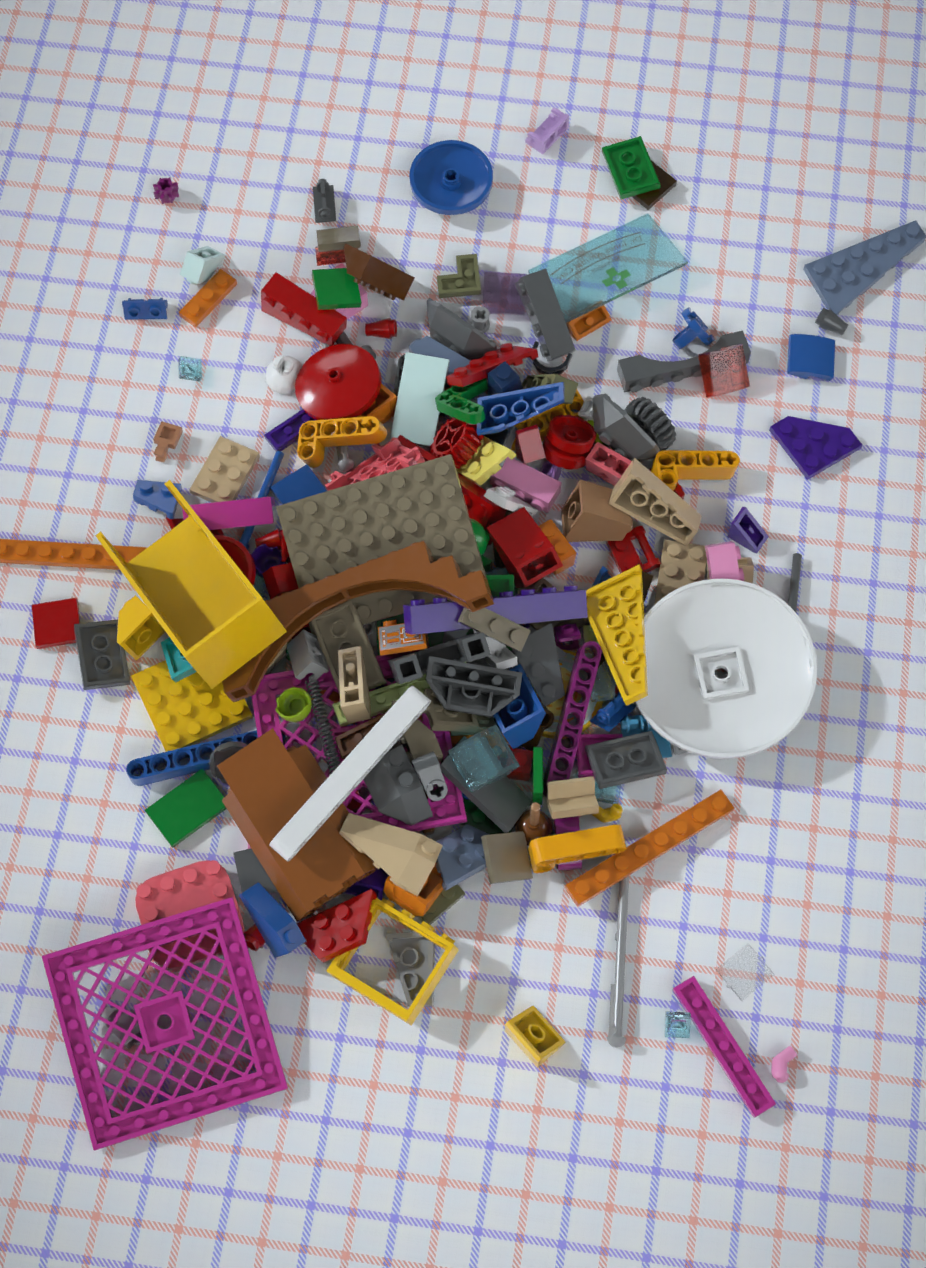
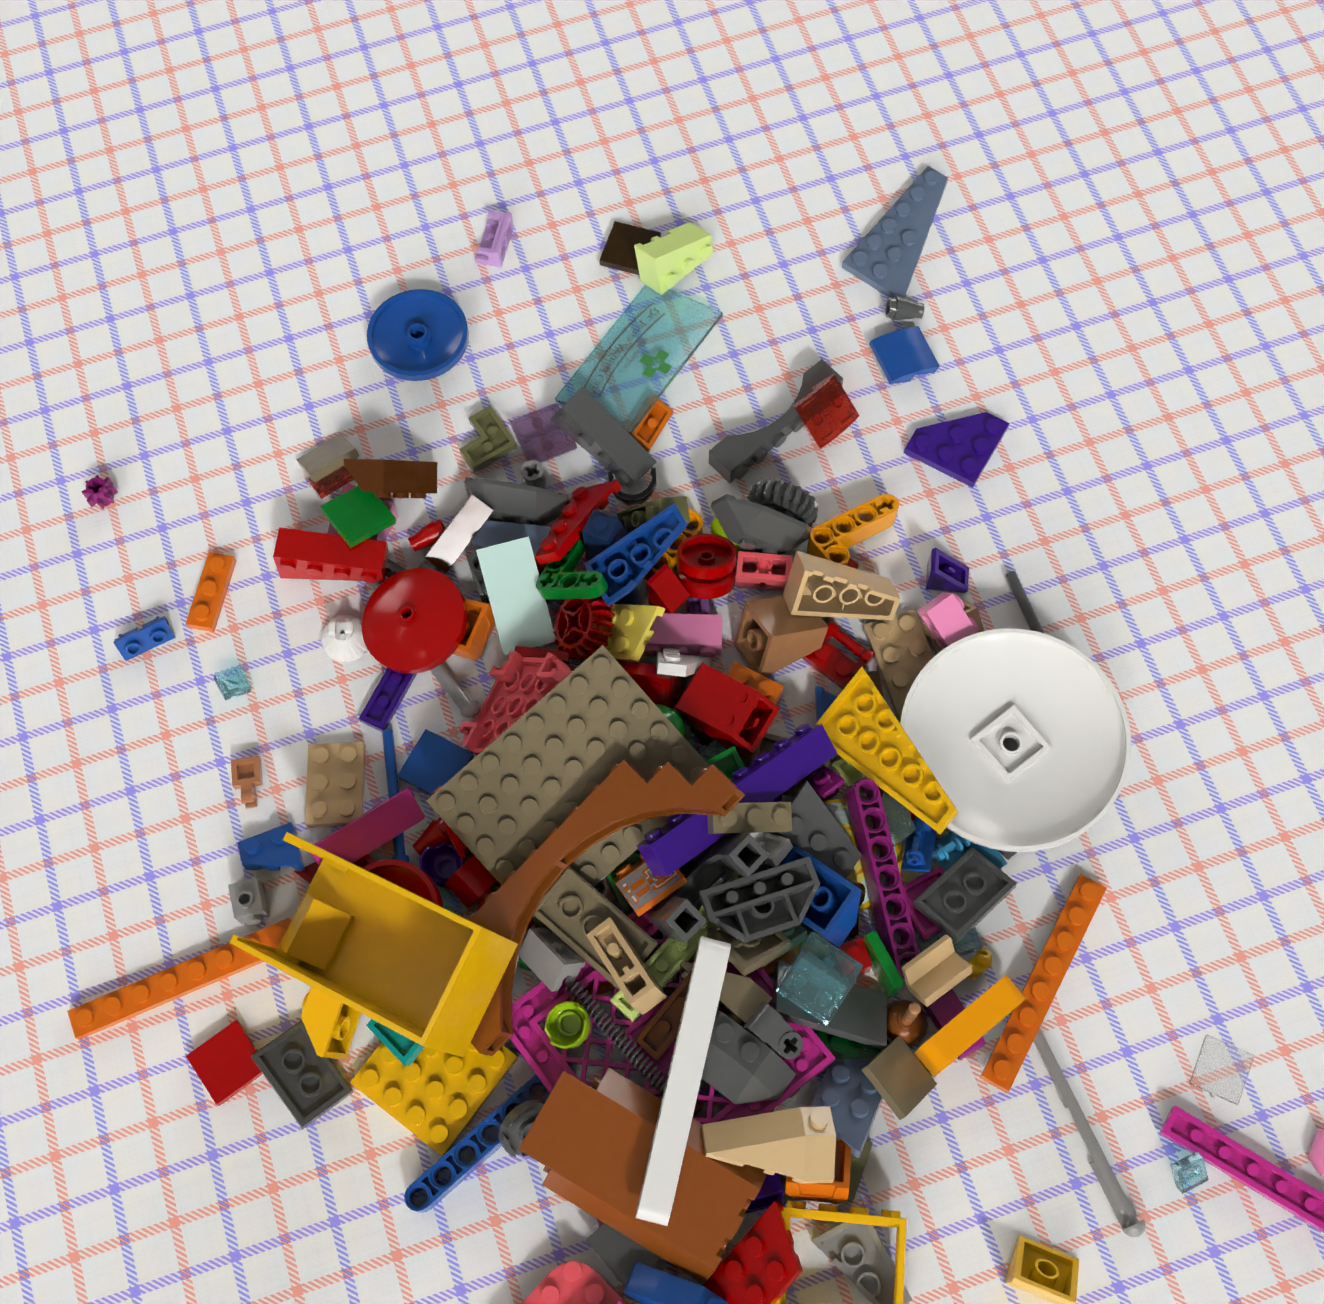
camera: 25 degrees left, 0 degrees up
(125, 522) = (248, 901): none -> light grey brick
(159, 563) = (316, 932): none -> yellow slope
(186, 808) = (499, 1210): green tile -> none
(201, 264) = (184, 557): light aqua slope -> none
(324, 202) = (288, 424): dark grey hinge -> none
(368, 431) = (451, 680): light orange beam -> none
(402, 336) = (458, 533): none -> tile
(586, 410) = (707, 520): white tile -> none
(630, 167) = (604, 239): green tile -> none
(673, 202) = (673, 256): none -> yellowish green wedge
(695, 328) = (768, 384): blue tile -> none

